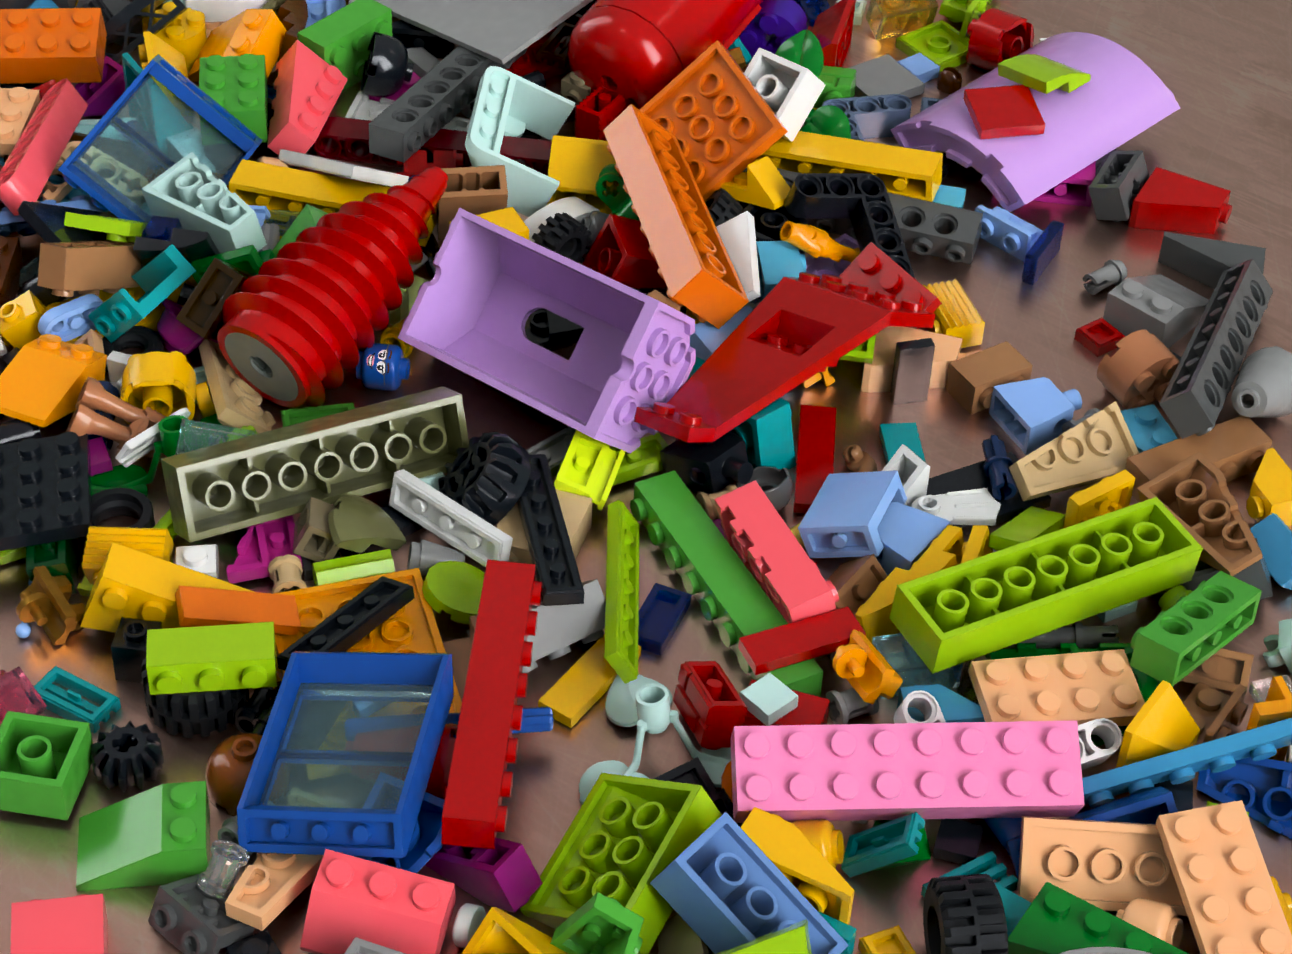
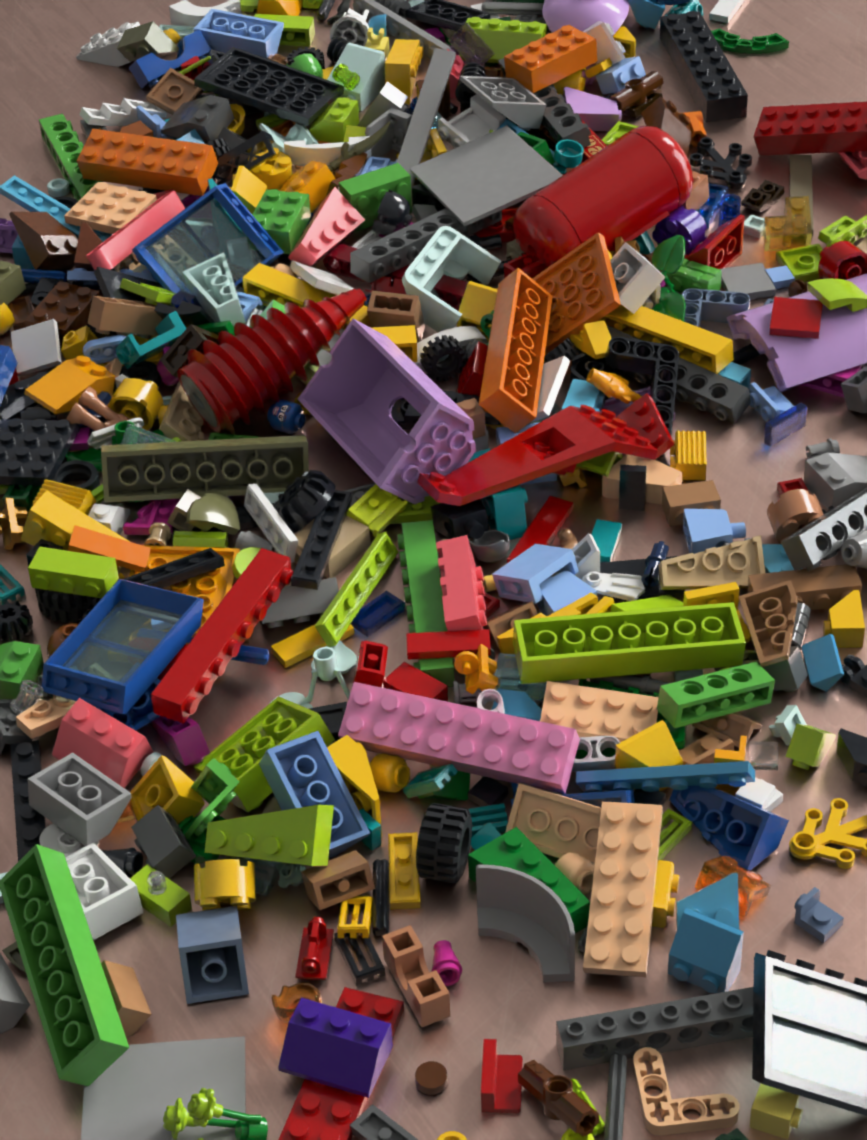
camera: 25 degrees right, 0 degrees up
(769, 699) = (405, 675): light aqua tile -> none

